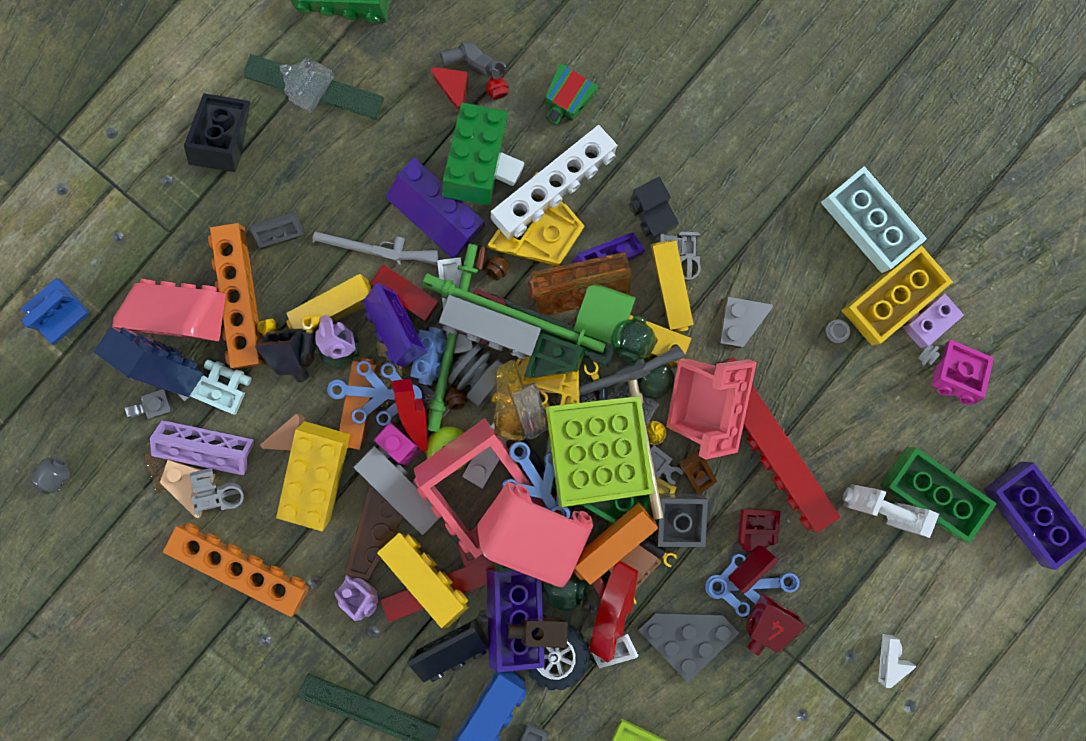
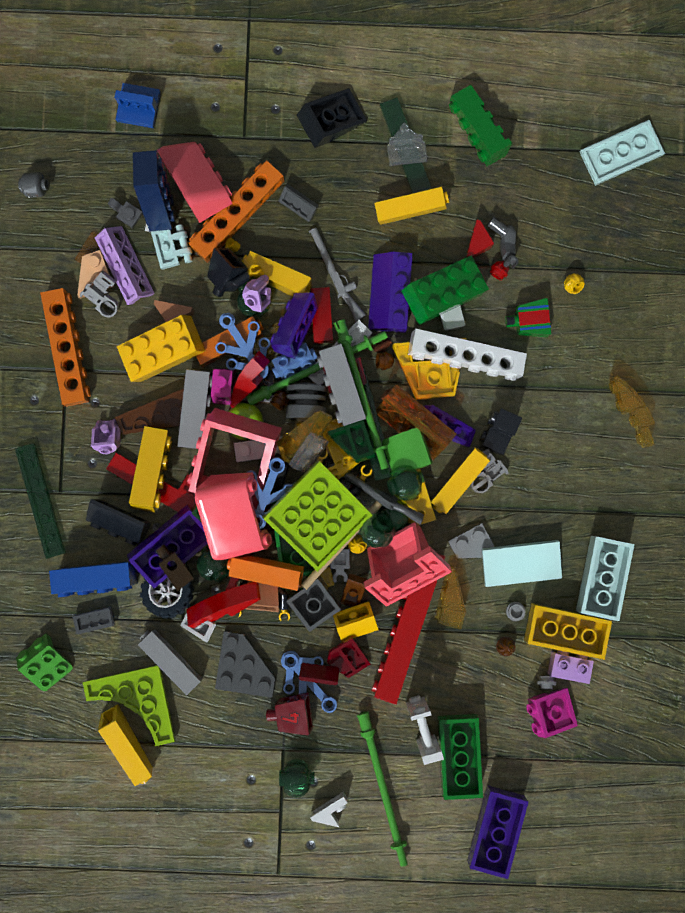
camera: 50 degrees right, 0 degrees up
(367, 121) = (411, 205): none -> yellow brick
(566, 27) = (574, 283): none -> yellow piece
(627, 706) = (169, 661): none -> light grey brick
(659, 403) = (378, 530): none -> clear green plant
(725, 62) = (630, 402): none -> clear yellow slope
(729, 494) = (355, 621): none -> yellow brick
(787, 388) = (452, 607): none -> clear yellow slope
(796, 288) = (521, 563): none -> light aqua tile
(837, 671) = (296, 778): none -> clear green plant
(845, 565) = (368, 732): none -> bright green bar
(864, 367) = (505, 646): none -> reddish brown plate

